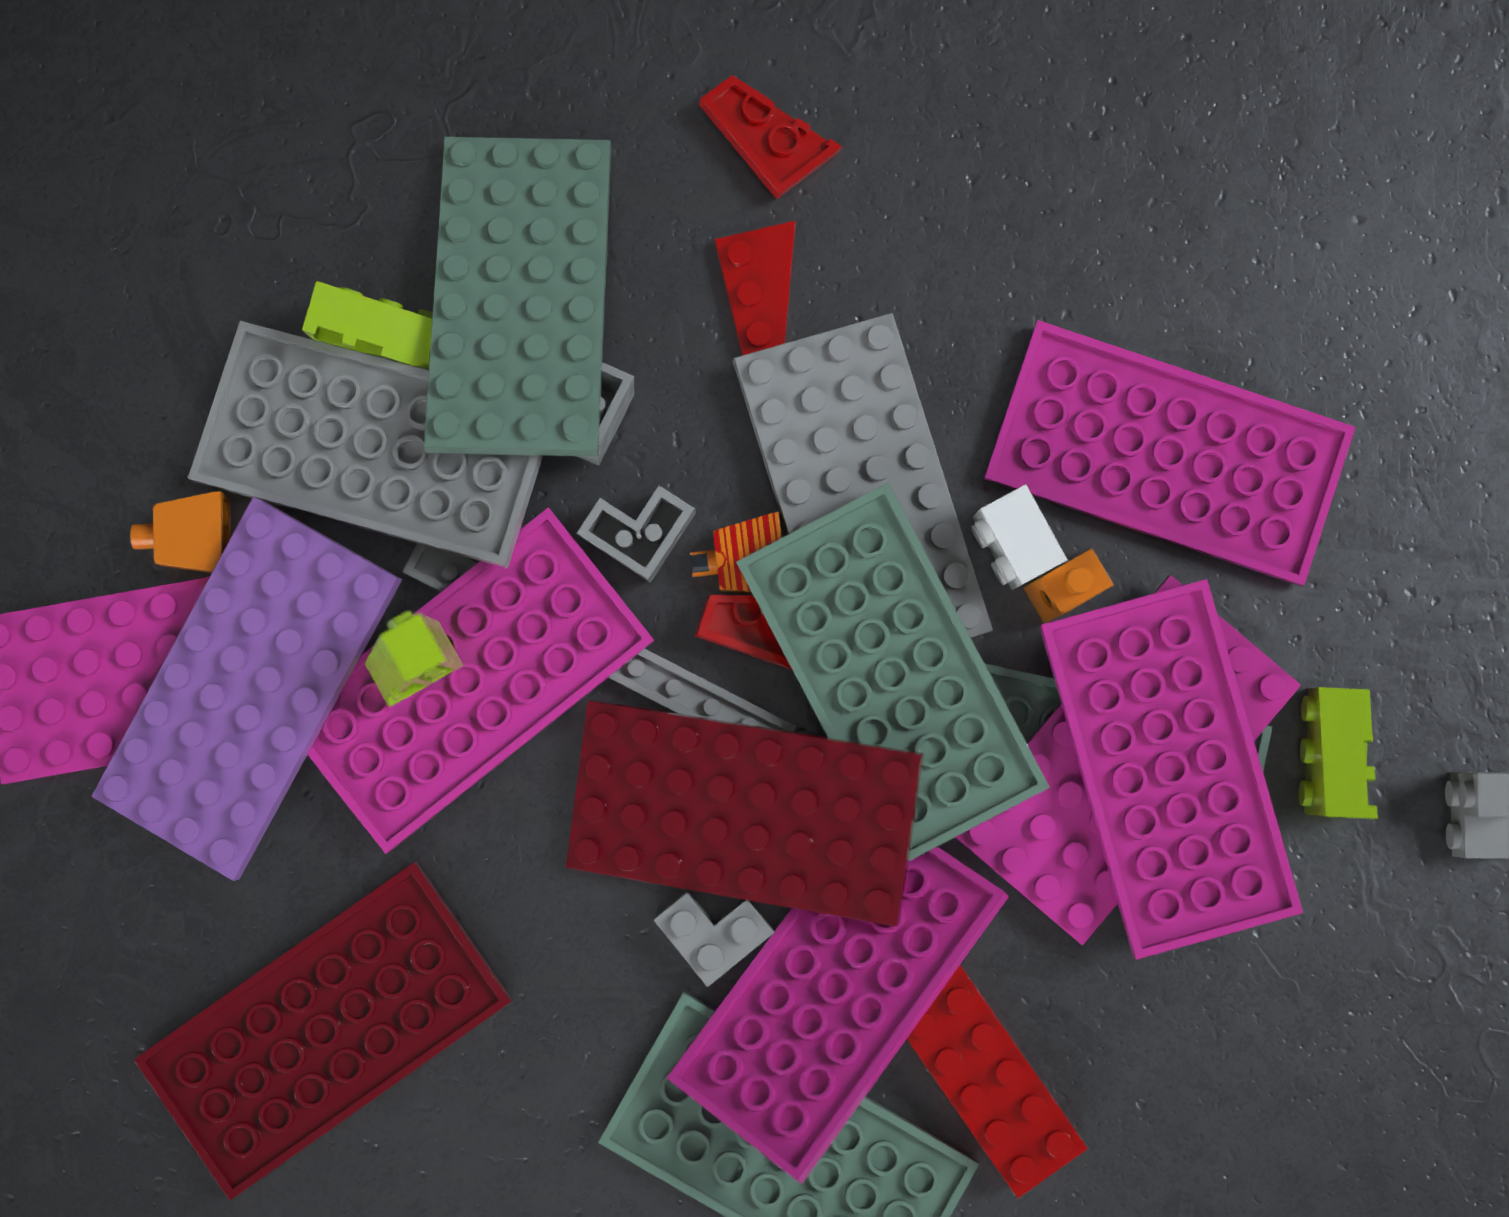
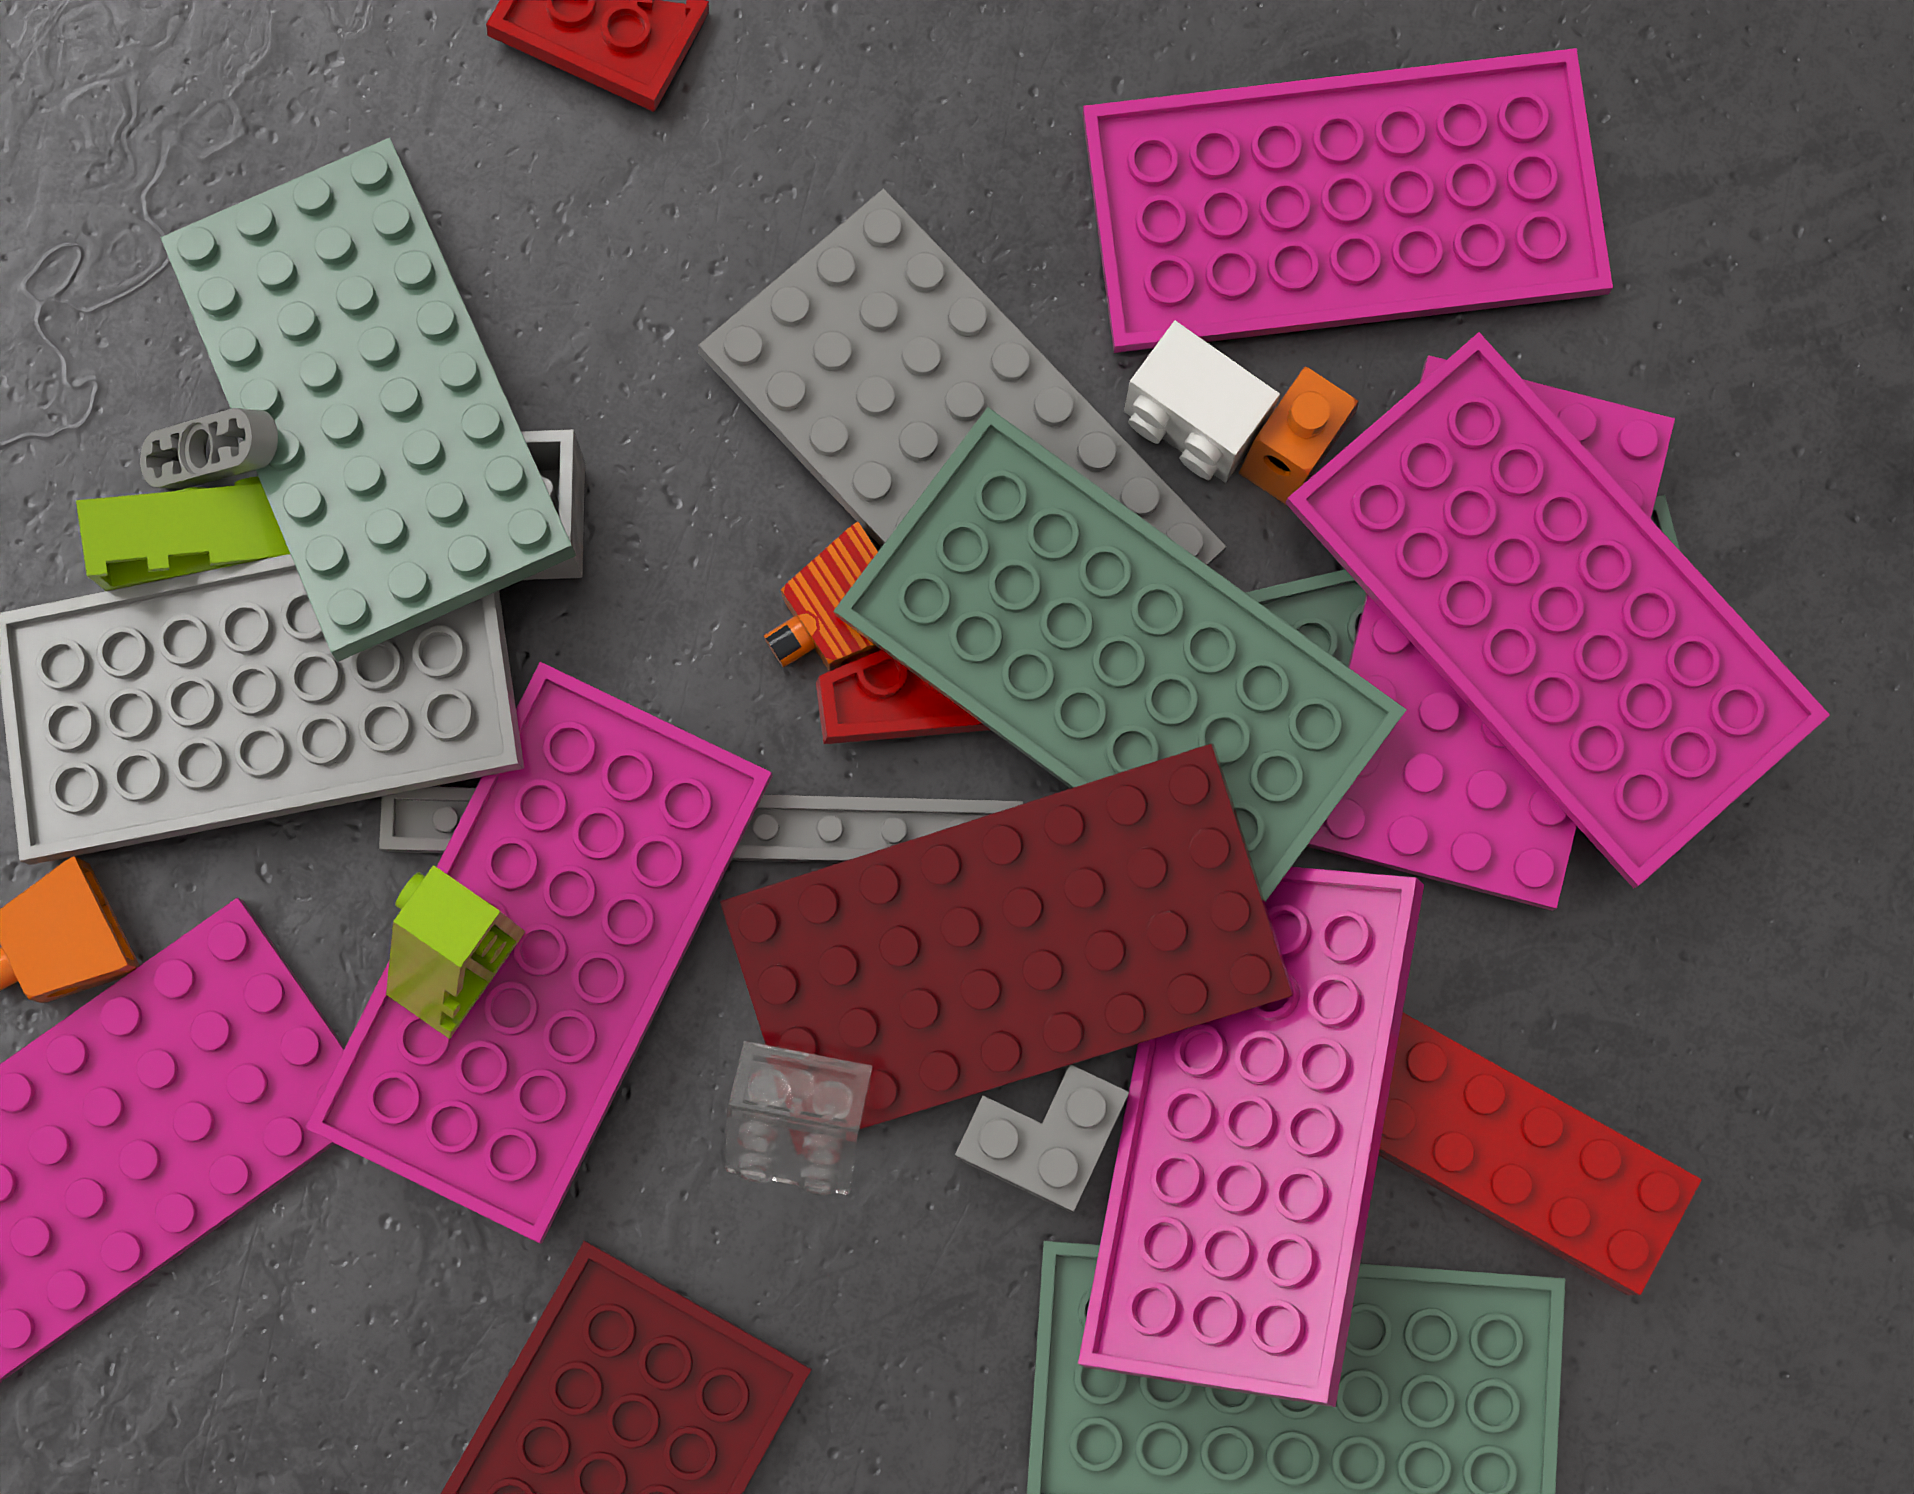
camera: 25 degrees left, 5 degrees down
(246, 688) = (237, 1109): medium lavender plate -> none
(418, 294) = (226, 456): none -> light grey beam
(571, 851) = (795, 1118): none -> clear bracket
(639, 543) = (690, 653): light grey brick -> none
(757, 283) = (682, 234): red wing -> none
(1336, 753) = (1768, 489): lime wedge -> none

